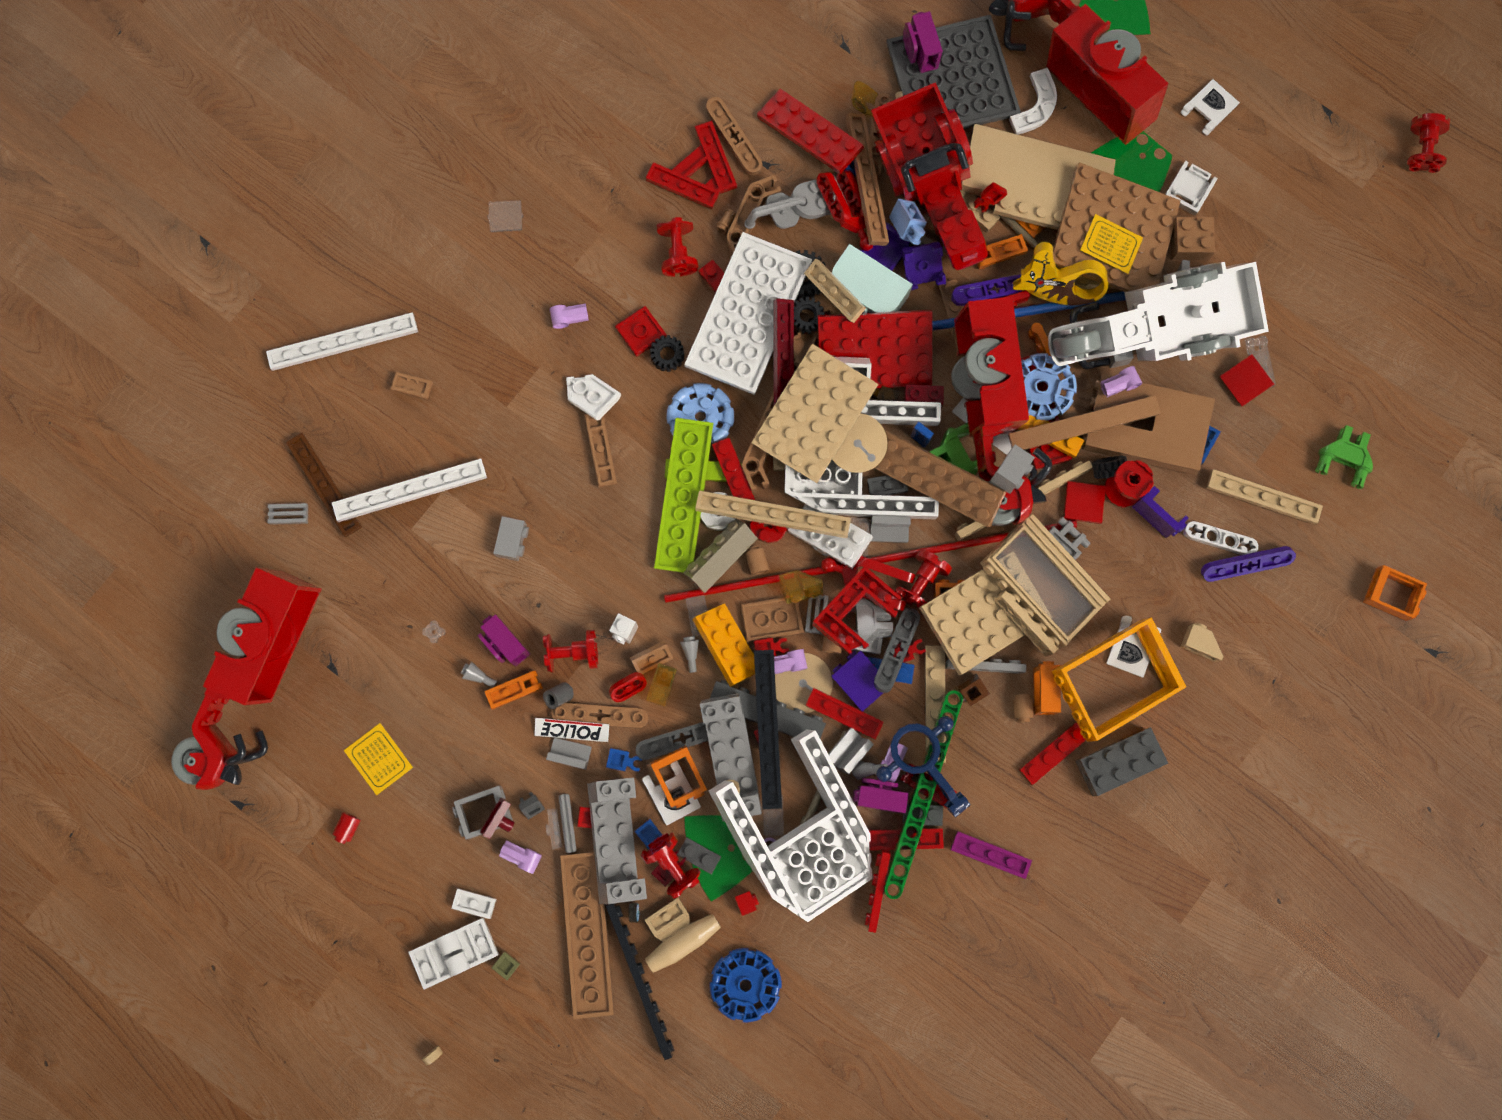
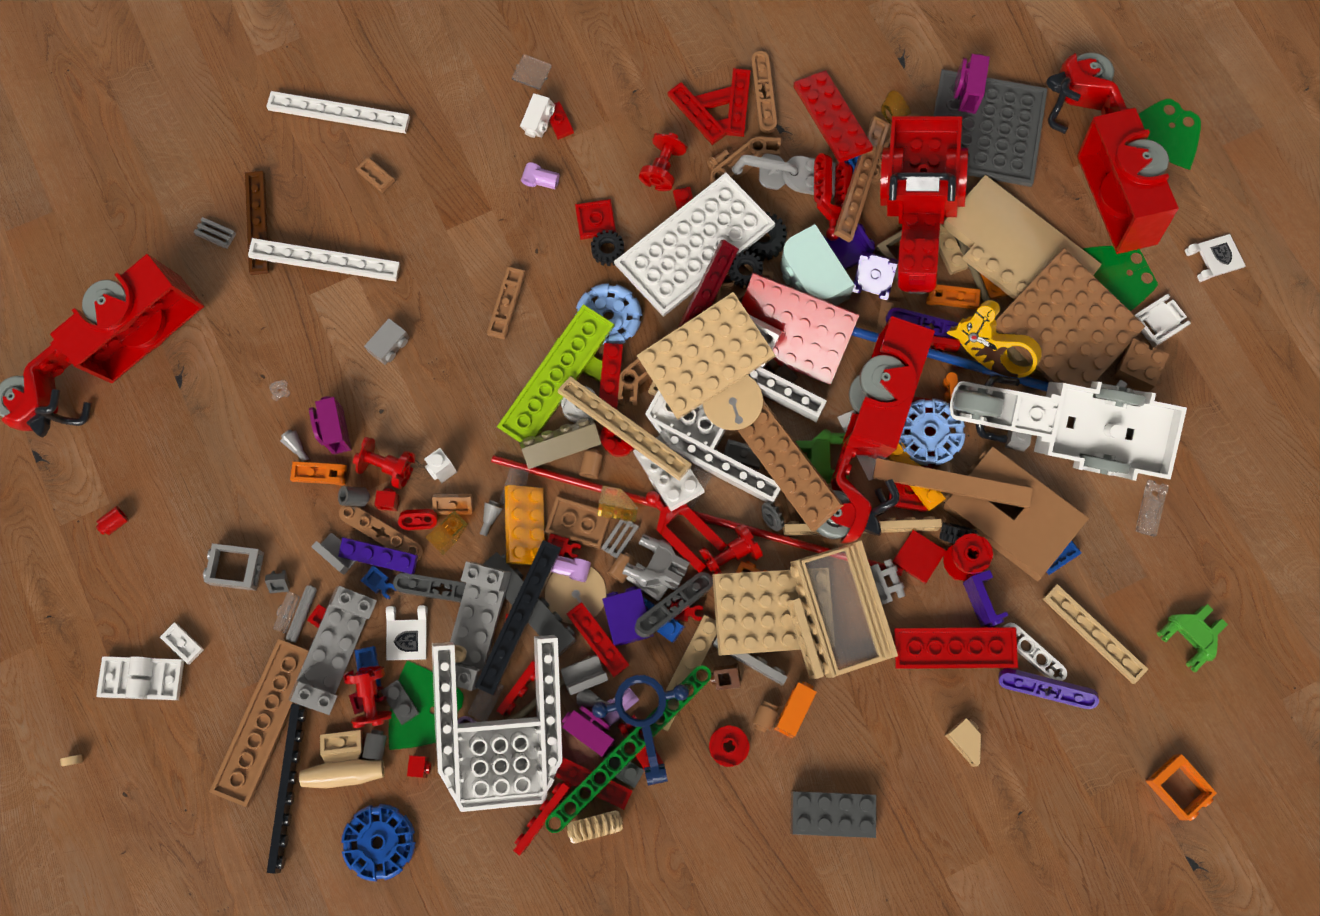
camera: 30 degrees right, 5 degrees down
(378, 759) = (173, 476): yellow sticker -> none
(497, 819) = (239, 578): dark red tile -> none
(506, 965) = (178, 713): olive plate -> none
(524, 858) = (246, 625): lavender piece -> none
(536, 257) = (537, 116): none -> white brick
(556, 252) = (560, 122): none -> red plate
(571, 730) = (343, 528): sticker -> none
(590, 683) = (387, 500): none -> red plate
(591, 395) = (522, 253): white tile -> none
(610, 737) = (378, 555): none -> dark purple plate
(634, 912) = (314, 723): clear smoke tile -> none
(670, 758) = (435, 625): orange window -> none
(697, 904) = (374, 745): none -> dark grey brick
(799, 792) = (518, 690): none -> red plate
(835, 290) = (779, 257): tan plate -> none
(866, 584) = (673, 529): red wedge -> none
(890, 529) = (726, 494): light grey panel -> none
(908, 221) = (879, 229): light blue brick -> none
(921, 434) = (797, 422): blue plate -> none
(924, 393) = (818, 388): dark red brick -> none
(928, 875) = (595, 826): none -> tan gear
(942, 529) = (772, 516): none -> dark grey gear
(990, 195) = (966, 240): red plate -> none
(991, 855) = (665, 839): magenta plate -> none
(997, 757) = (738, 739): none -> red plate
(1012, 469) = (859, 487): light grey brick -> none
(1044, 107) = (1055, 190): white plate -> none
(1053, 754) = (775, 774): red plate -> none
(1111, 243) = (1058, 333): yellow sticker -> none
(1125, 380) = (1012, 461): lavender piece -> none
(1129, 652) = (895, 715): white flag -> none
(1155, 567) = (955, 648): none -> red plate
(1161, 661) = (918, 735): light orange window -> none
(1247, 380) = (1130, 517): red tile -> none

